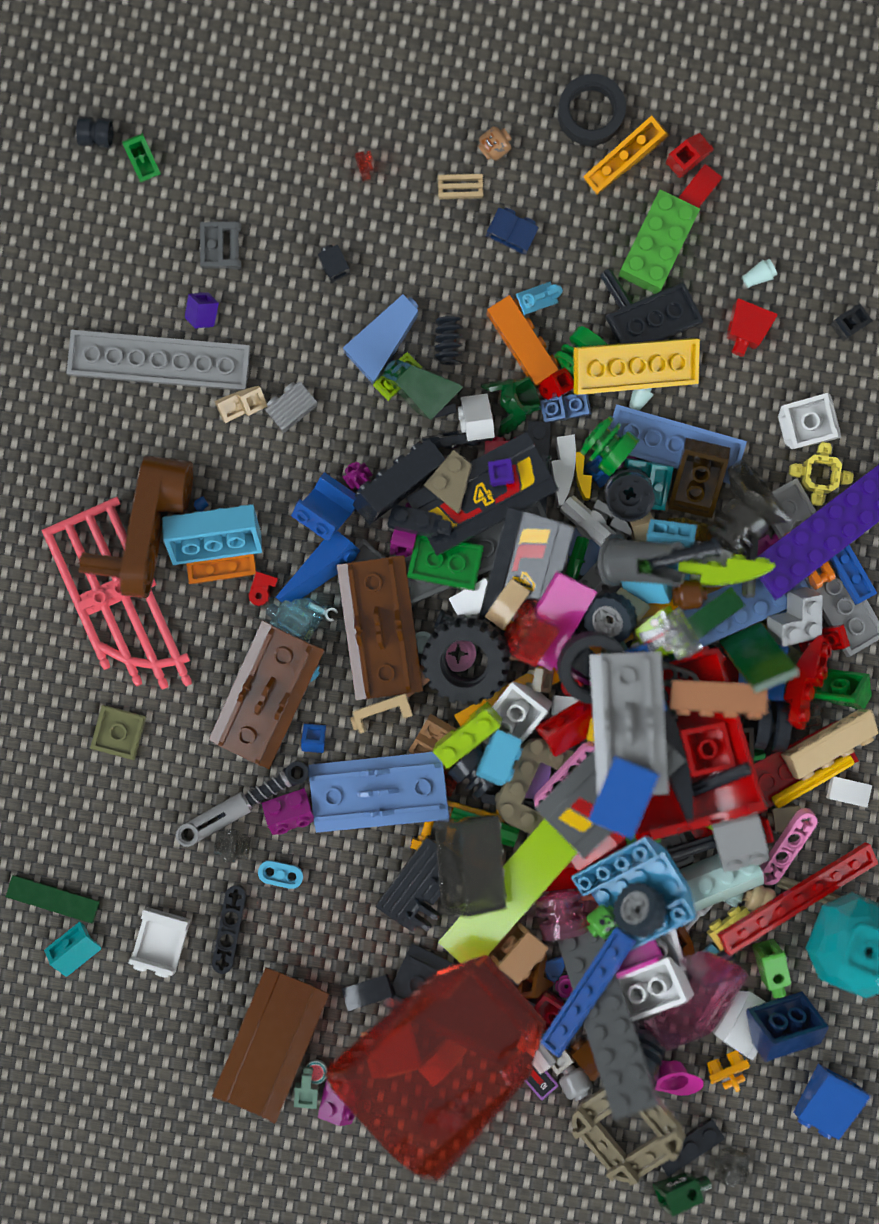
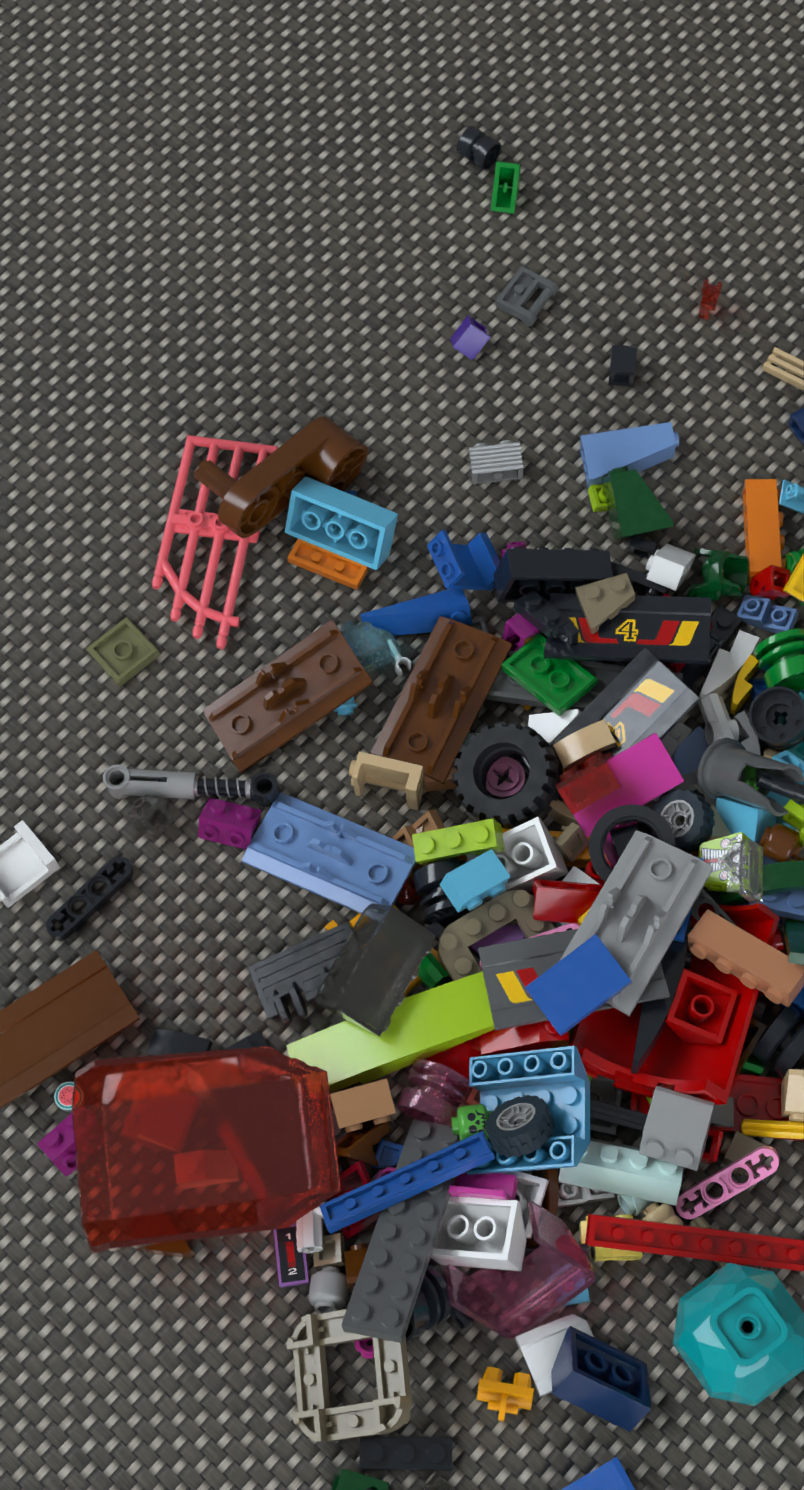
camera: 40 degrees right, 20 degrees down
(158, 360) = (401, 357): light grey plate -> none
(241, 402) = (450, 433): tan slope -> none
(260, 588) = (352, 602): red leg -> none
(280, 875) = (179, 877): medium azure plate -> none
(306, 1093) = (44, 1108): sand green plate -> none
(313, 738) = (303, 771): blue slope -> none
(447, 340) = (689, 488): black piece -> none
(501, 472) = (660, 616): dark purple plate -> none
(576, 559) = (688, 752): green axle -> none
(676, 1079) = (439, 1362): dark pink piece -> none
(720, 779) = (696, 1047): black axle -> none
(772, 966) = (629, 1293): bright green torso -> none

